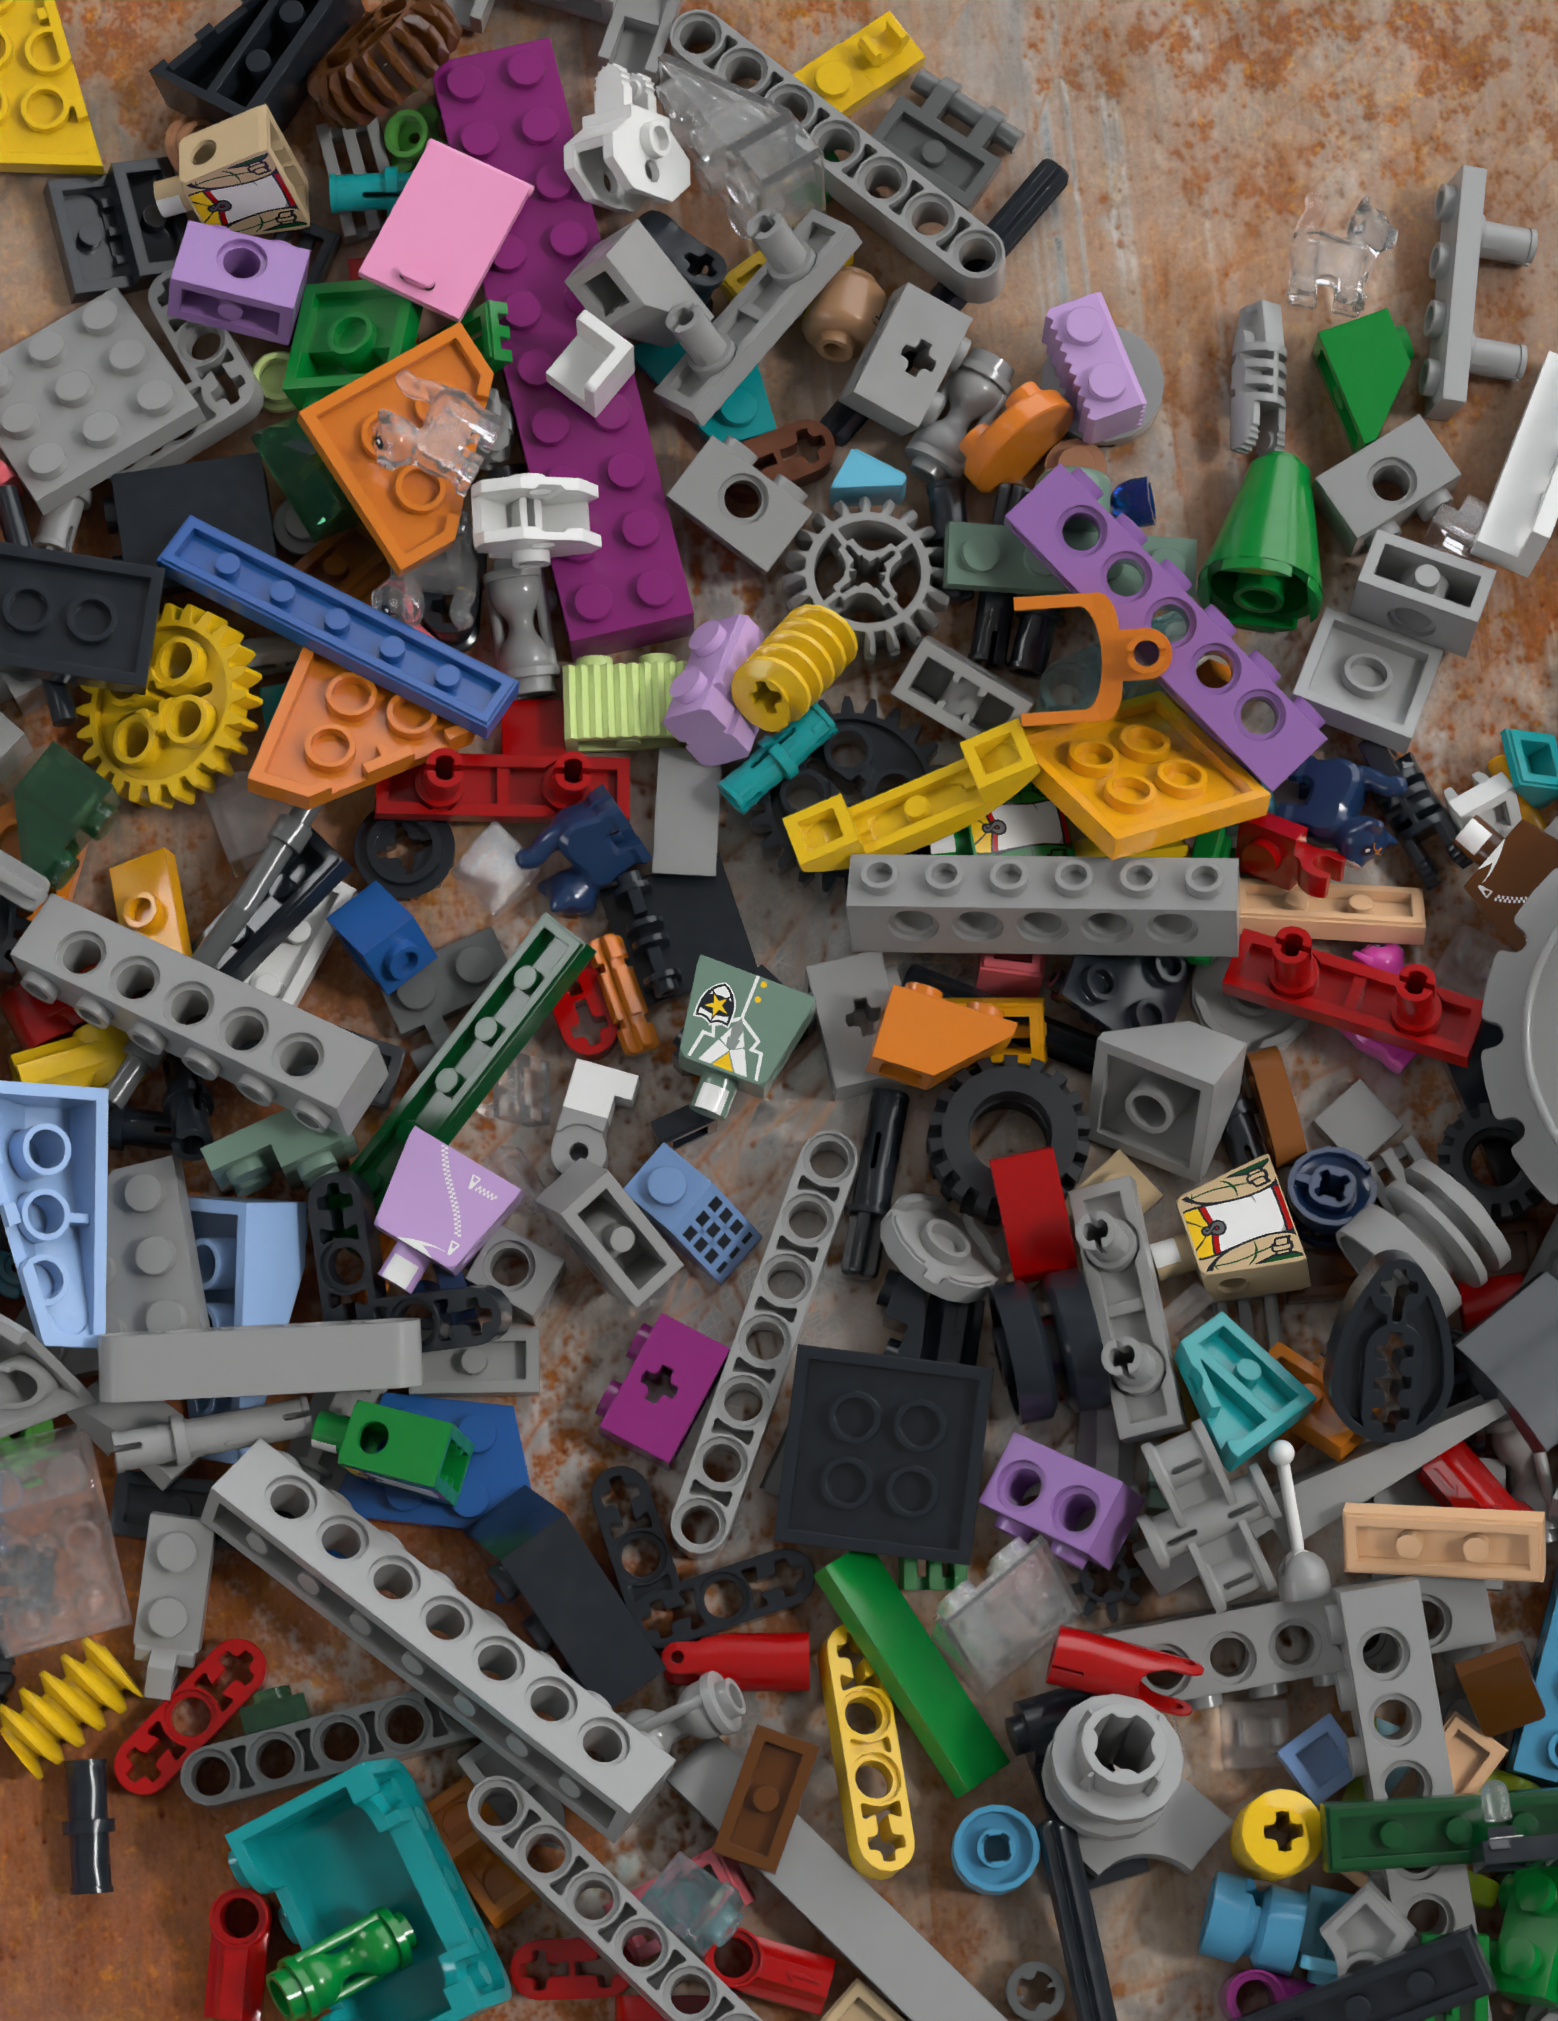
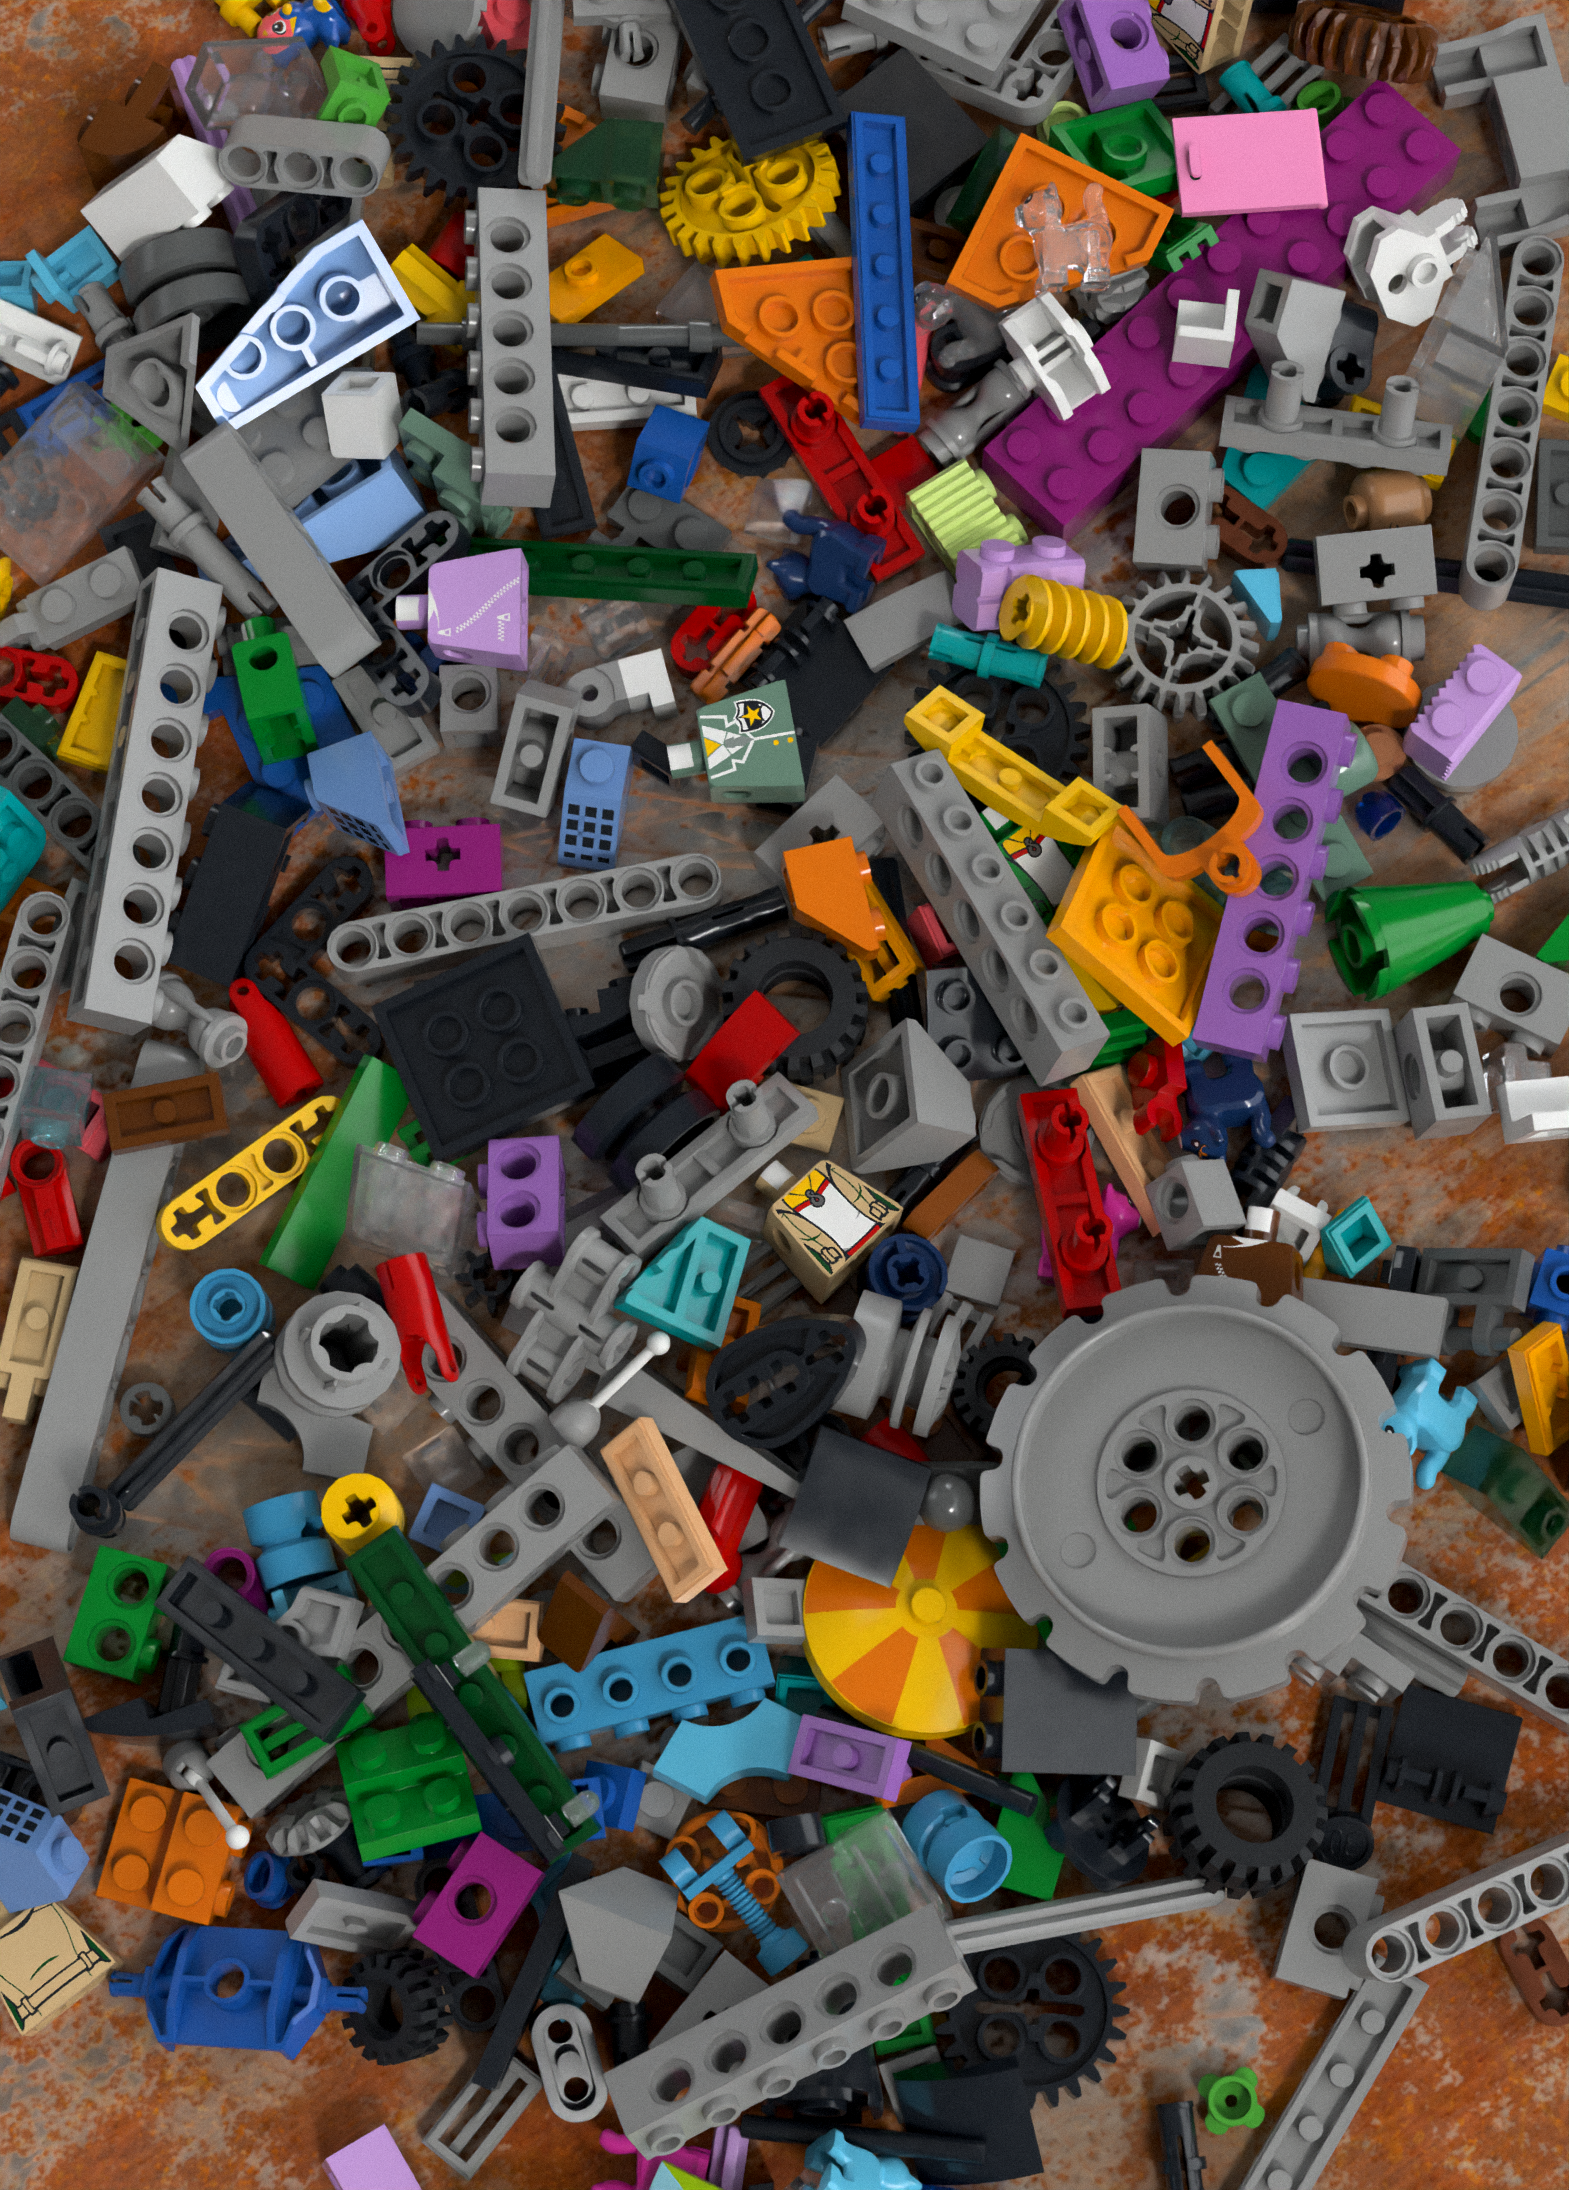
camera: 65 degrees right, 0 degrees up
(169, 1201) = (362, 414): none -> white panel
(301, 1640) = (94, 718): none -> yellow plate
(551, 1429) = (358, 791): none -> medium blue slope
(1167, 450) = (1438, 813): none -> black axle
(1420, 885) = (1194, 1202): none -> light grey brick

